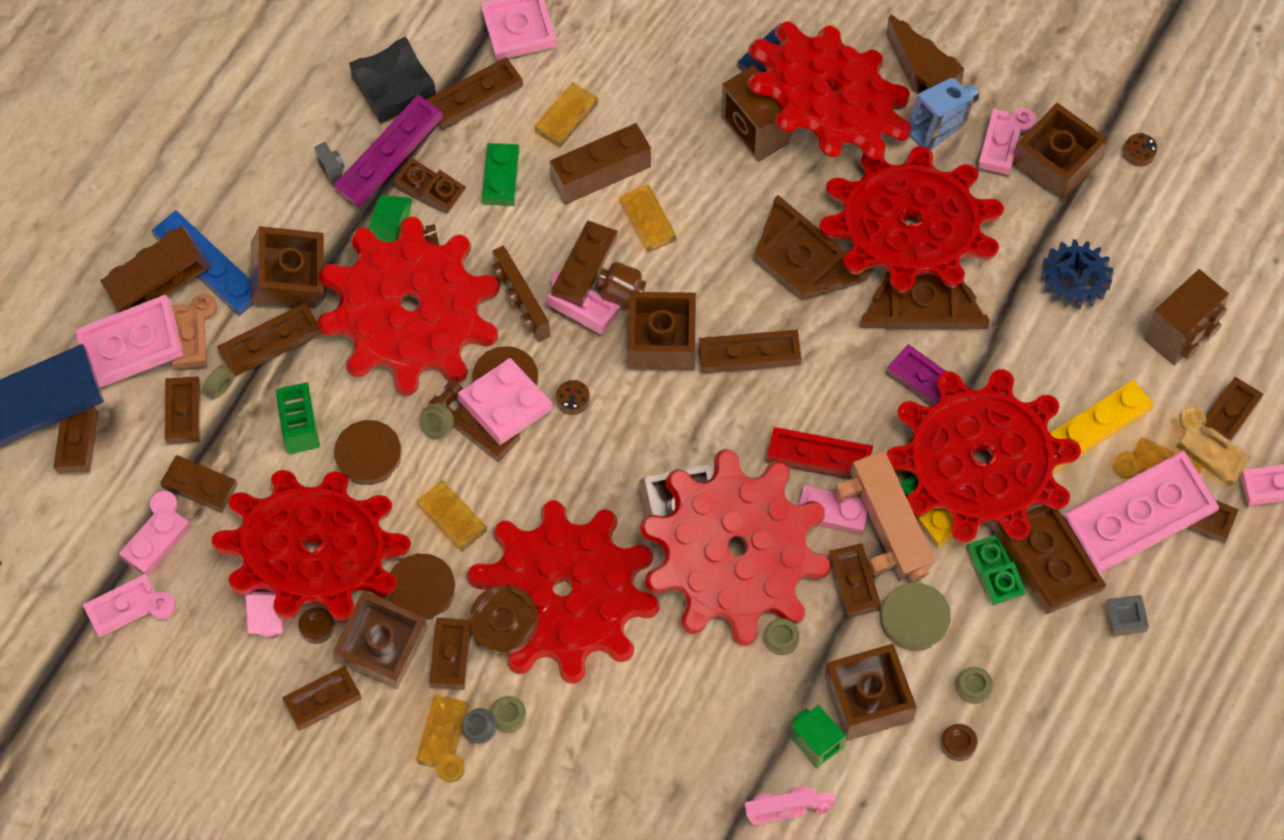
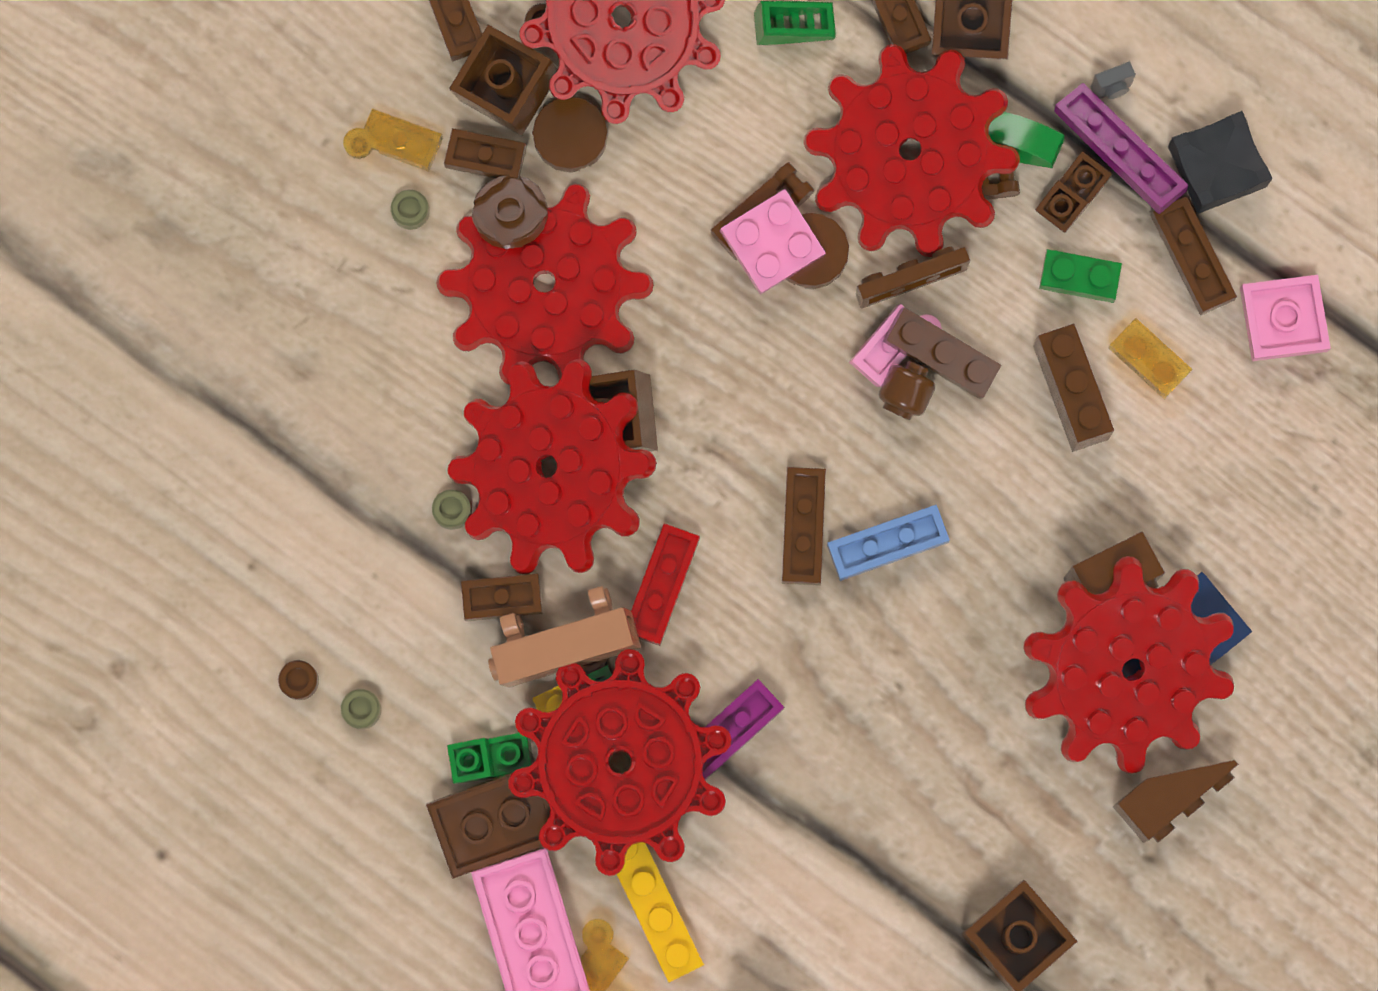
camera: 100 degrees right, 15 degrees up
(368, 452) = (740, 93): reddish brown tile -> none
(436, 420) = (763, 168): olive tile -> none
(451, 516) = (646, 173): clear yellow plate -> none
(479, 726) = (398, 176): dark grey plate -> none
(573, 397) = (776, 322): reddish brown tile -> none
(647, 218) = (999, 436): clear yellow plate -> none
(661, 330) = (837, 426): reddish brown brick -> none
(753, 286) = (888, 542): none -> medium blue plate
(773, 808) = (250, 490): bright pink hinge -> none
(801, 255) = (923, 606): reddish brown wing -> none
(817, 735) = (326, 525): green brick -> none
(842, 516) = (604, 572): bright pink hinge -> none
(870, 692) = (360, 587): reddish brown brick -> none
(915, 616) = (451, 659): olive tile -> none
(924, 306) = (844, 739): reddish brown wing -> none
(938, 199) = (904, 746): red plate -> none
(941, 112) = (1083, 793): medium blue torso -> none
(1003, 137) = (1053, 876): bright pink hinge -> none
(1066, 281) = (850, 944): dark blue gear -> none
(1127, 615) = (411, 893): dark grey plate -> none

